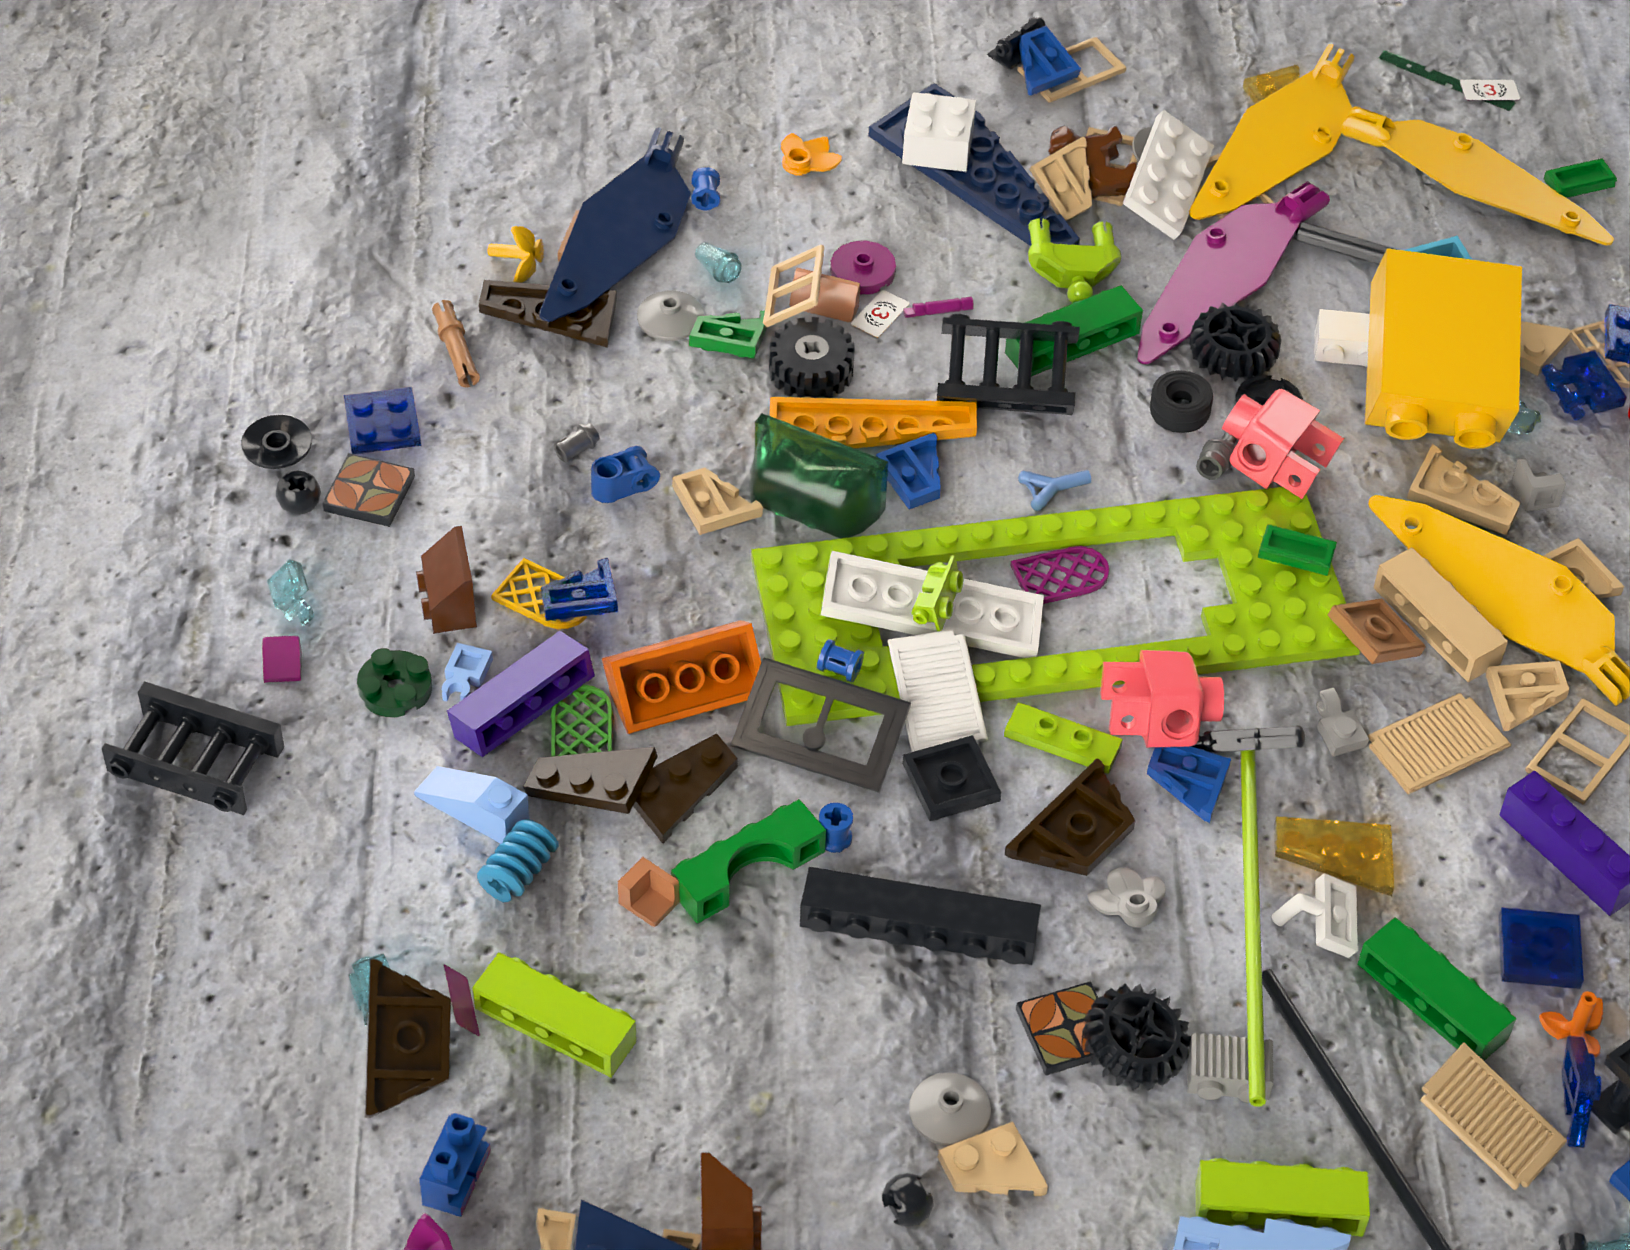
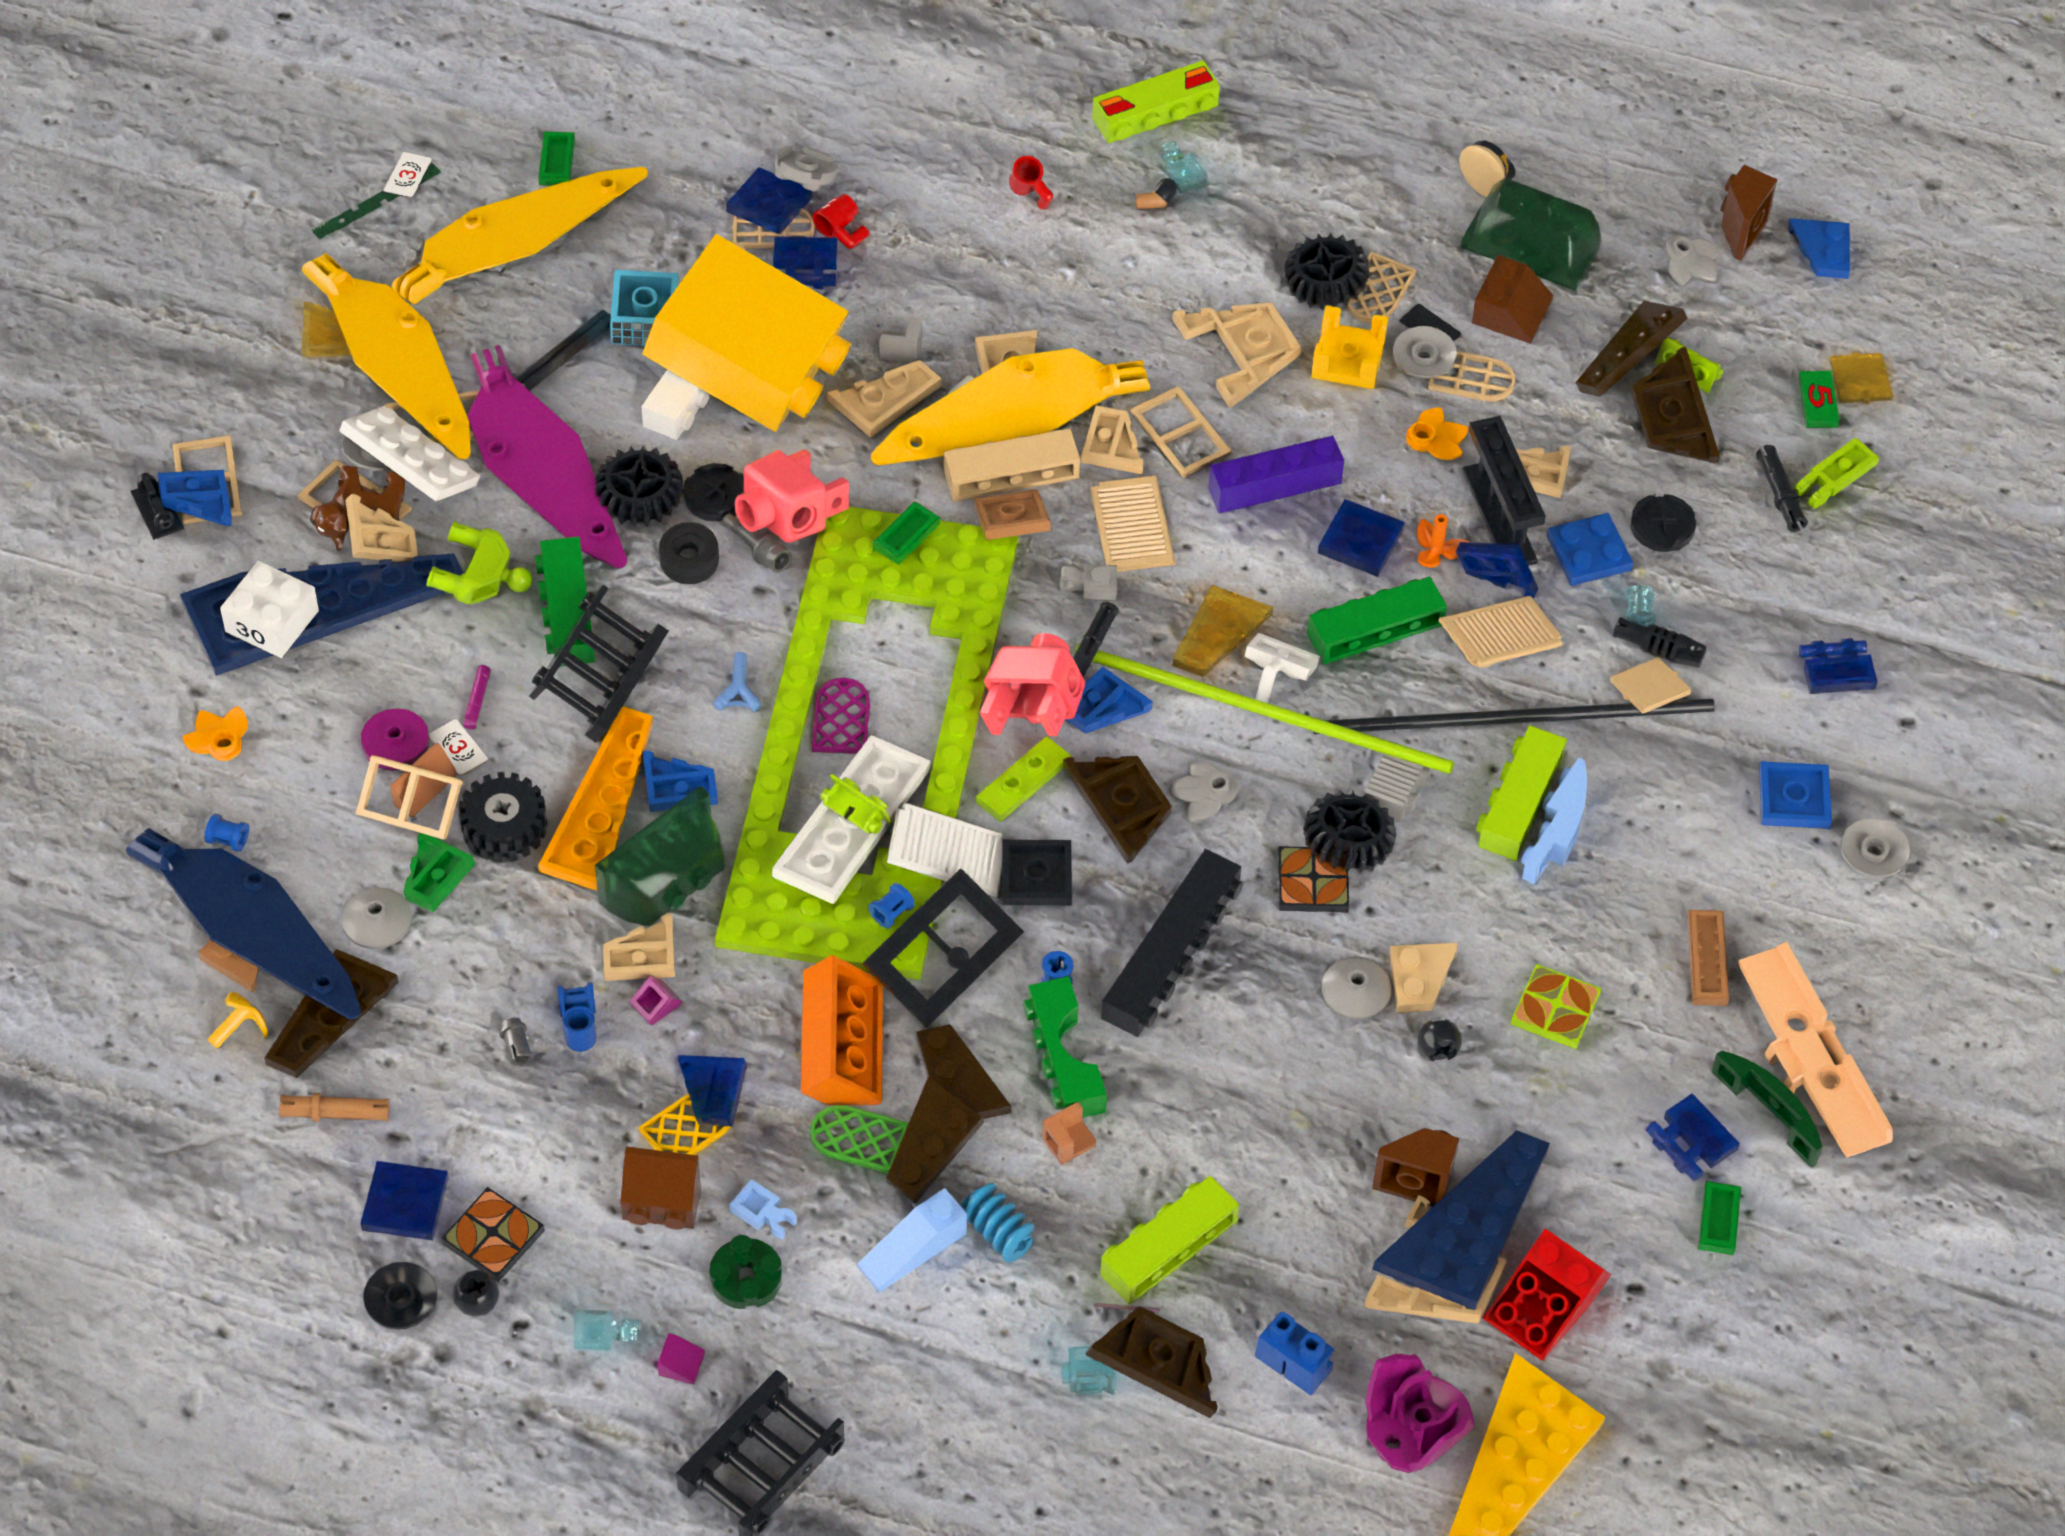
camera: 70 degrees left, 5 degrees up
(520, 693) = (811, 1168): brick -> none
(670, 529) = (654, 1000): none -> magenta slope
(719, 262) = (333, 853): clear light blue cone -> none

